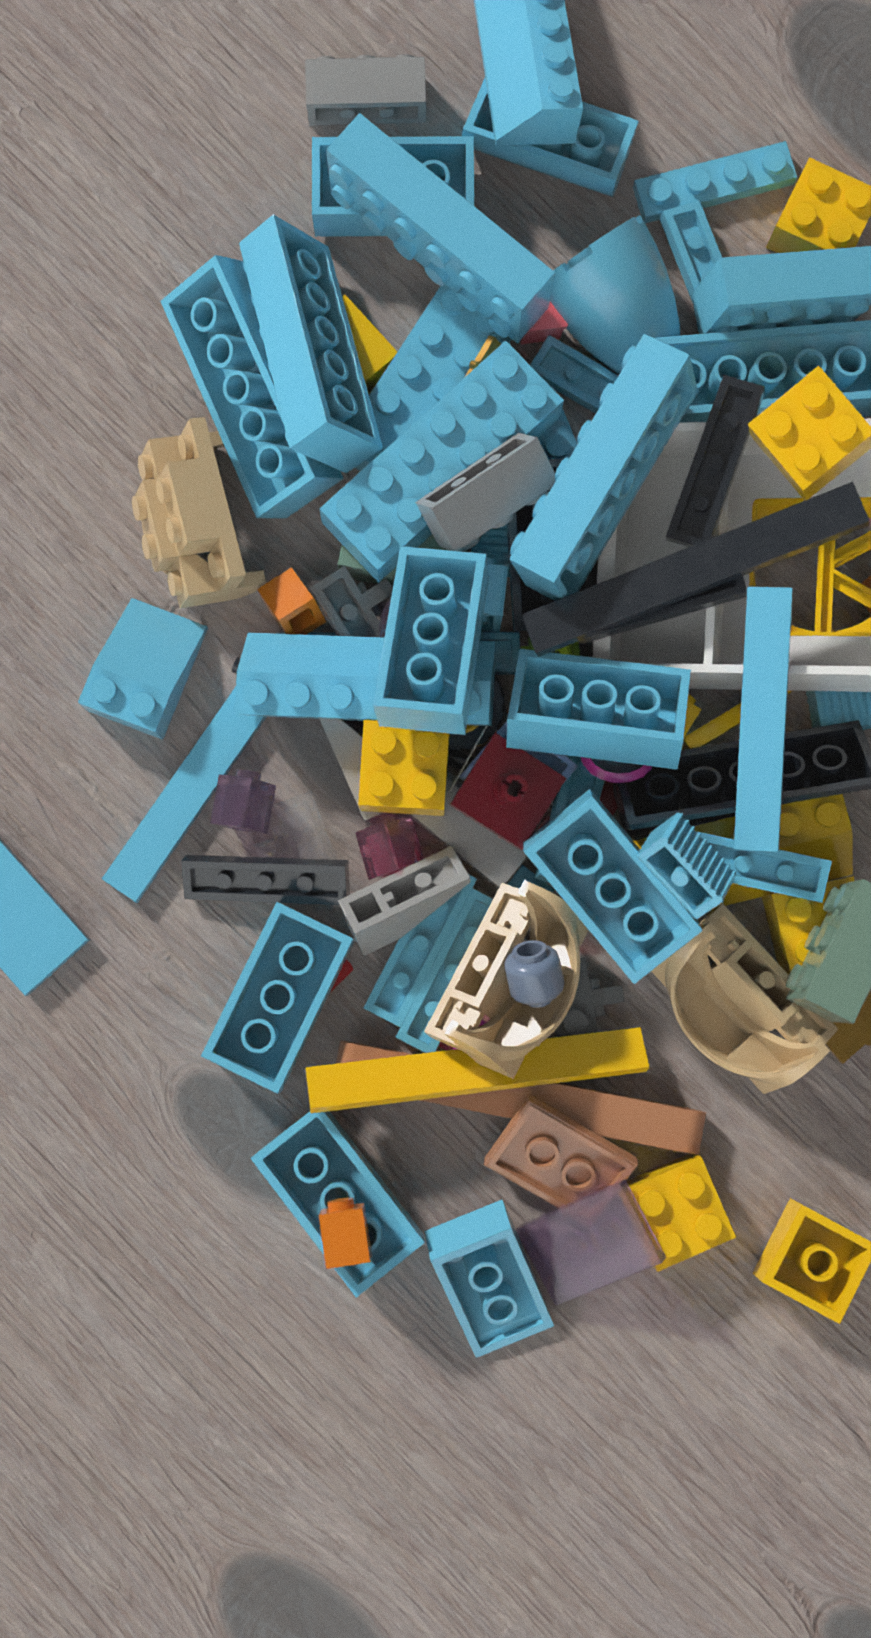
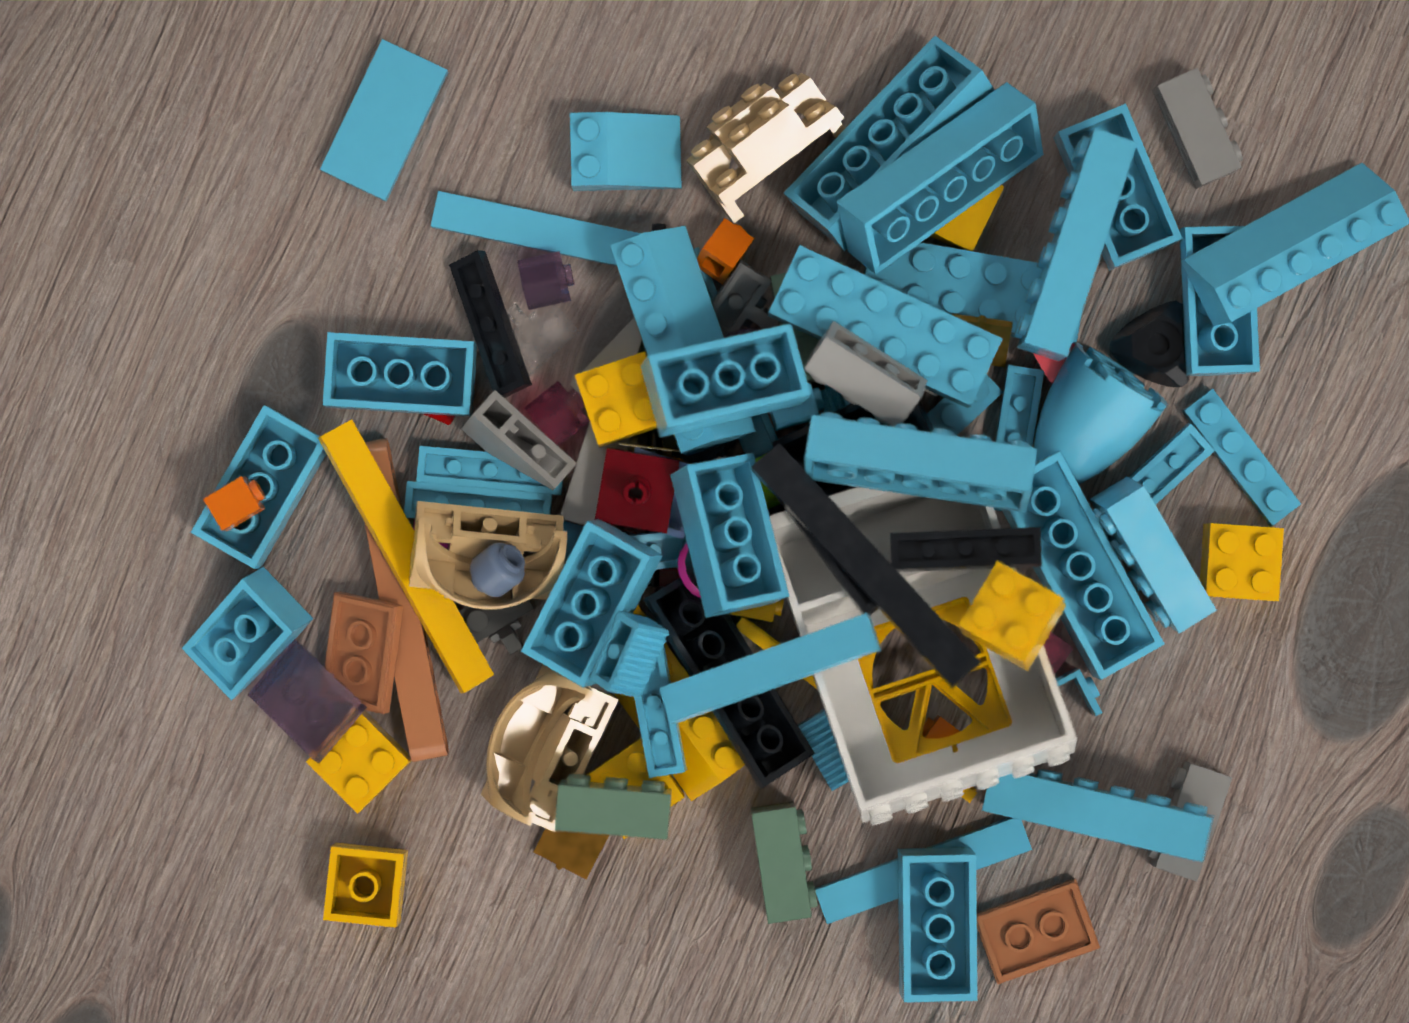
camera: 70 degrees right, 5 degrees up
(567, 216) = (1154, 345): none -> black hat

